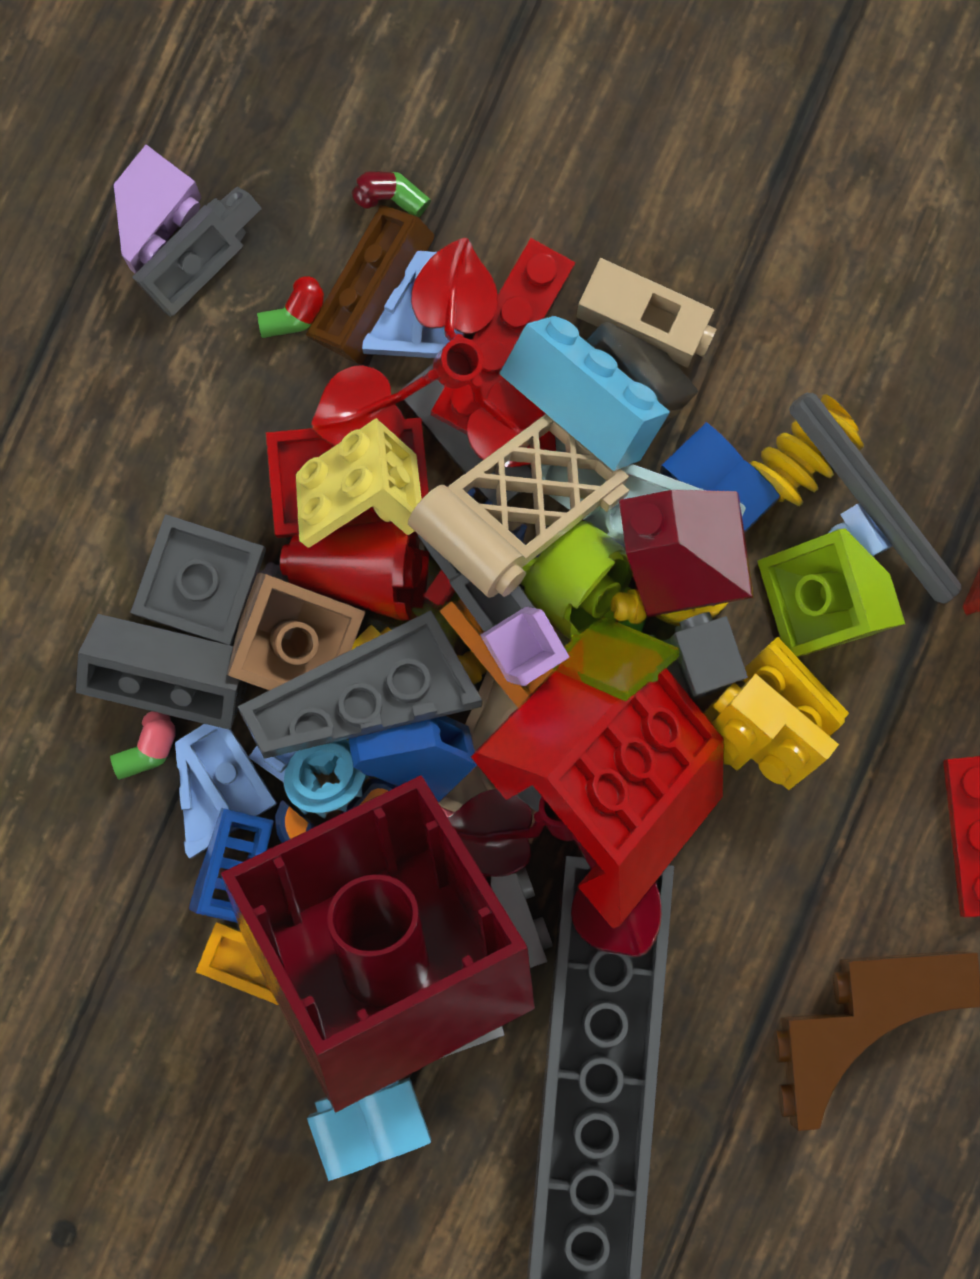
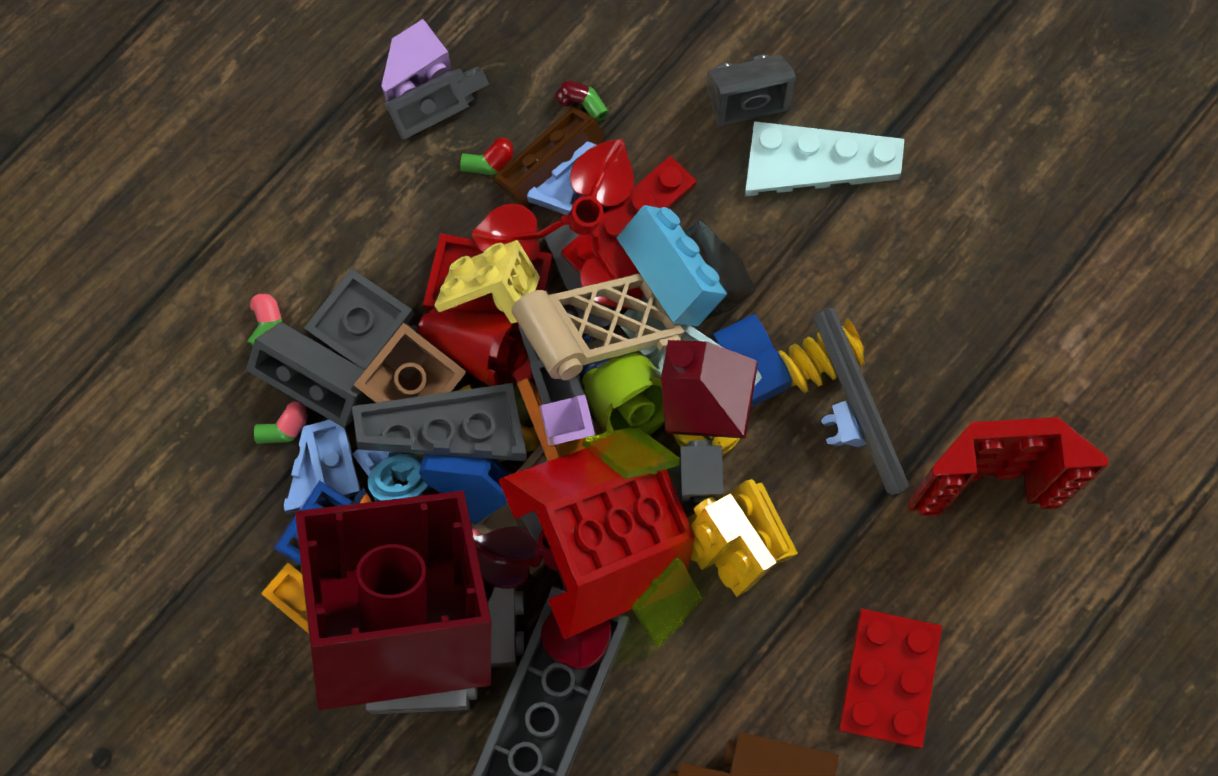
camera: 25 degrees right, 10 degrees down
(75, 609) = (266, 313): none -> coral arm
(368, 1130) = (346, 746): medium azure brick -> none
(608, 115) = (750, 89): none -> dark grey slope
(629, 609) = (655, 425): yellow arm -> none
(647, 312) = (738, 227): tan brick -> none
(706, 187) = (806, 157): none -> light aqua wing
(711, 828) = (667, 602): none -> clear neon green piece
(829, 593) = (808, 461): lime slope -> none

